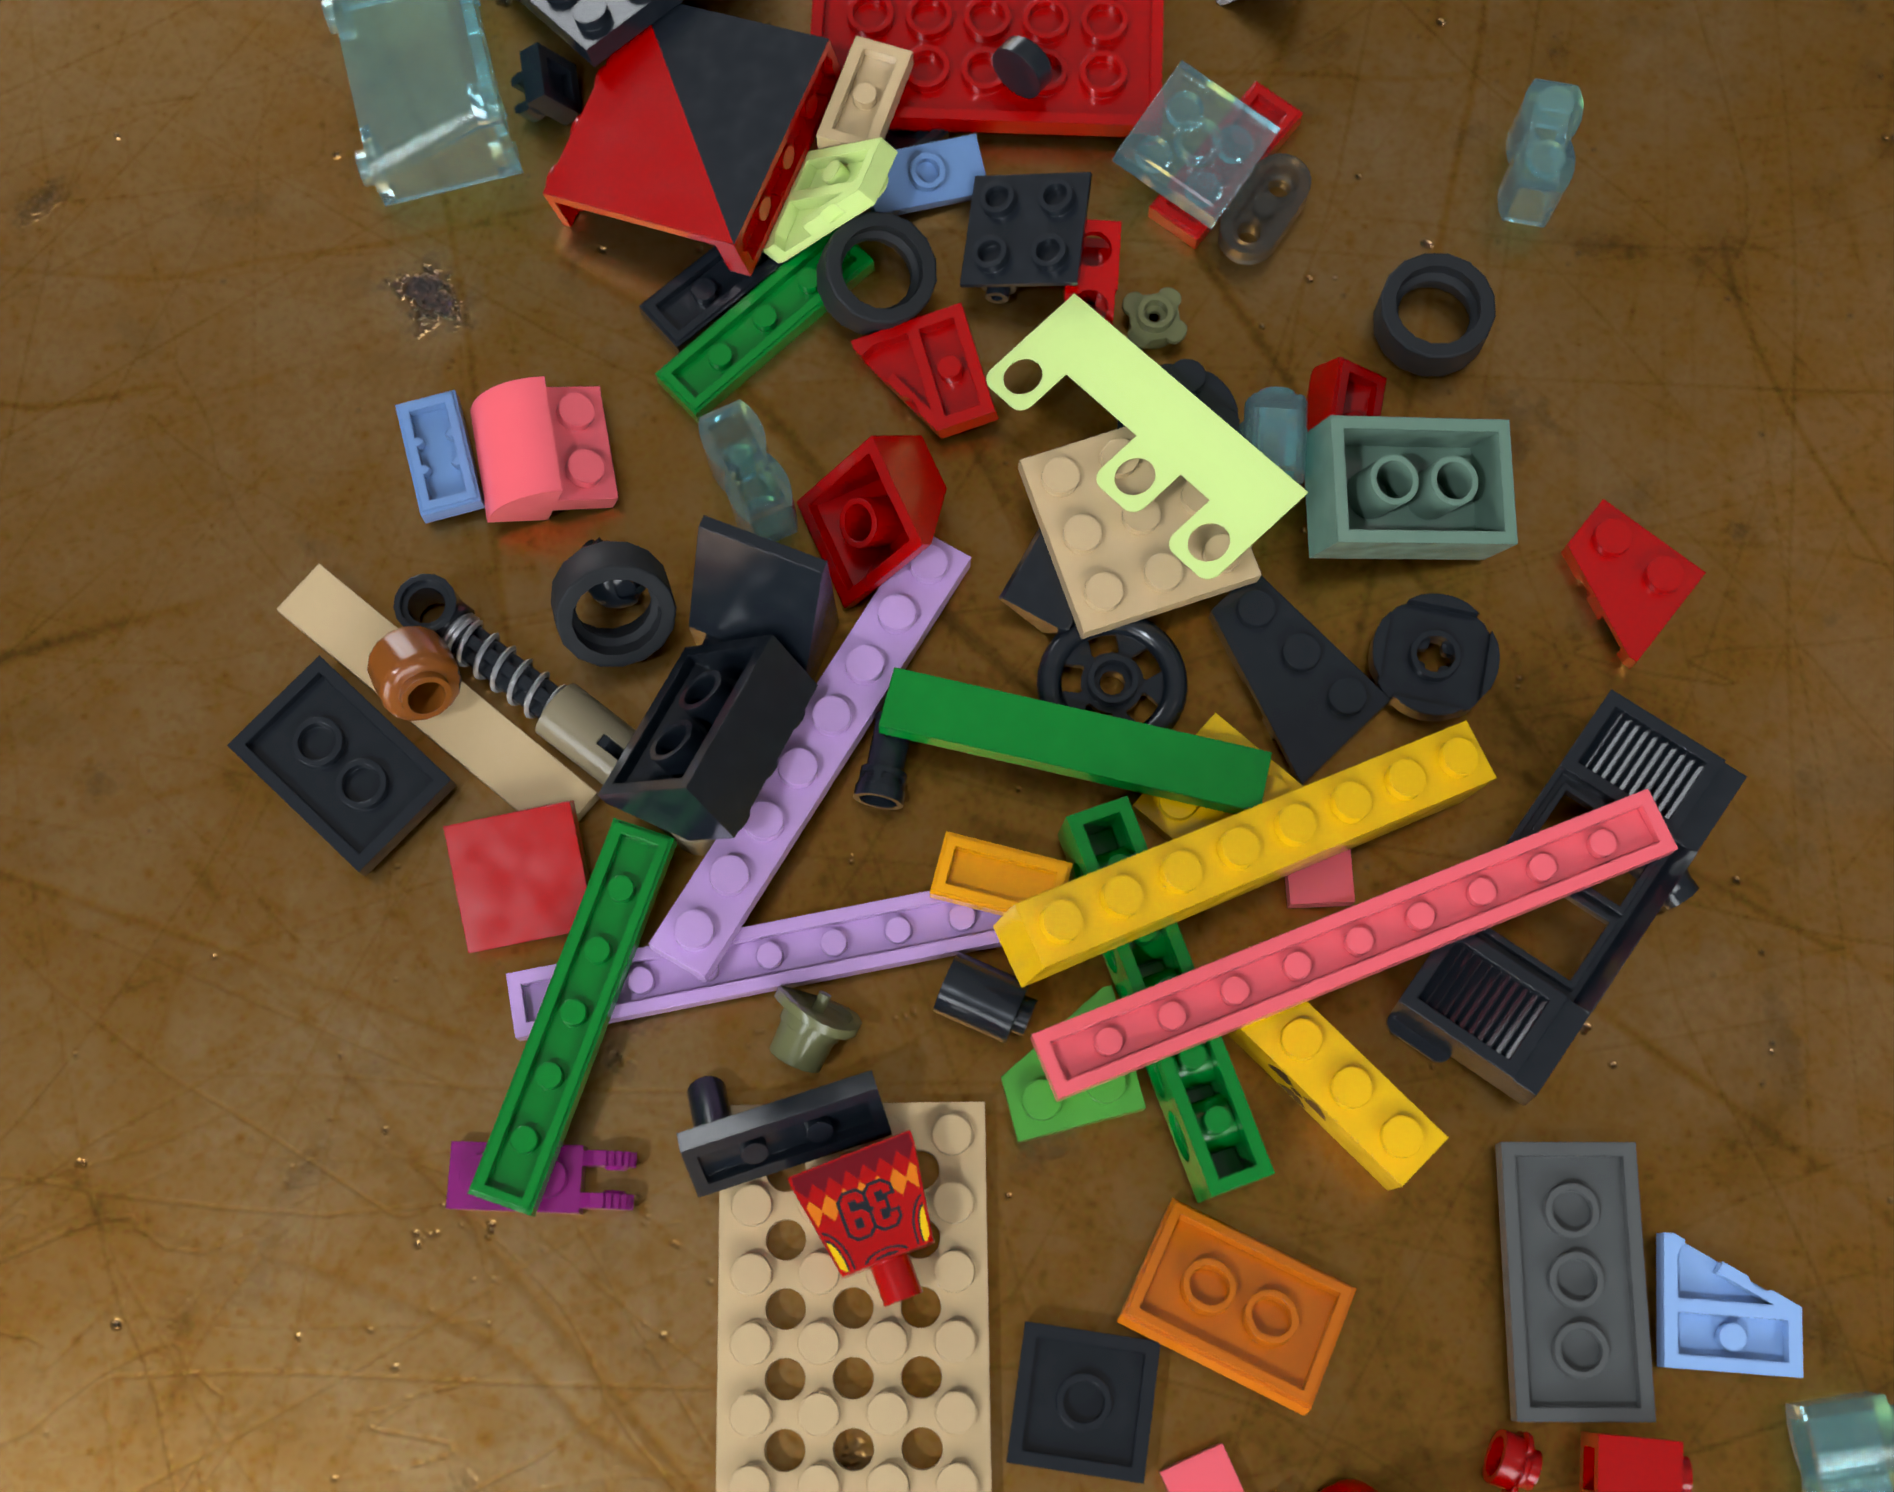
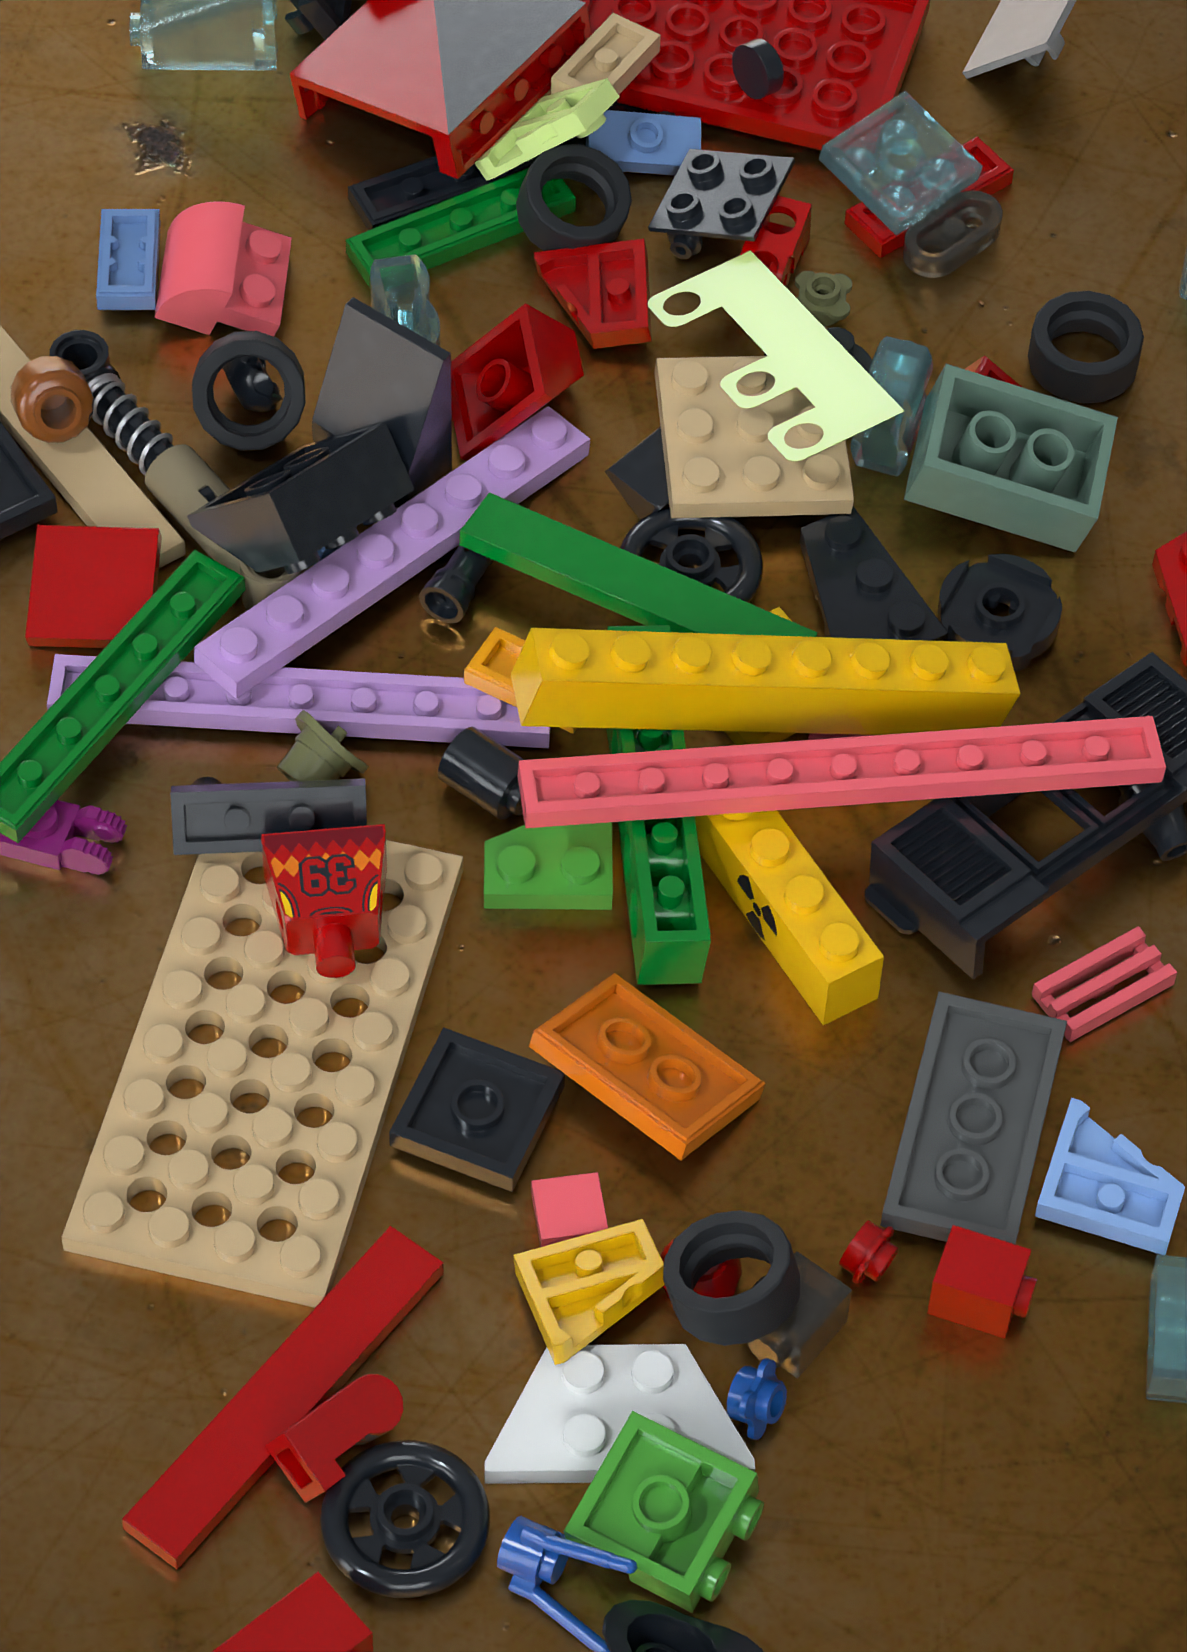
camera: 10 degrees right, 20 degrees down
(1686, 1034) = (1093, 963): none -> coral tile

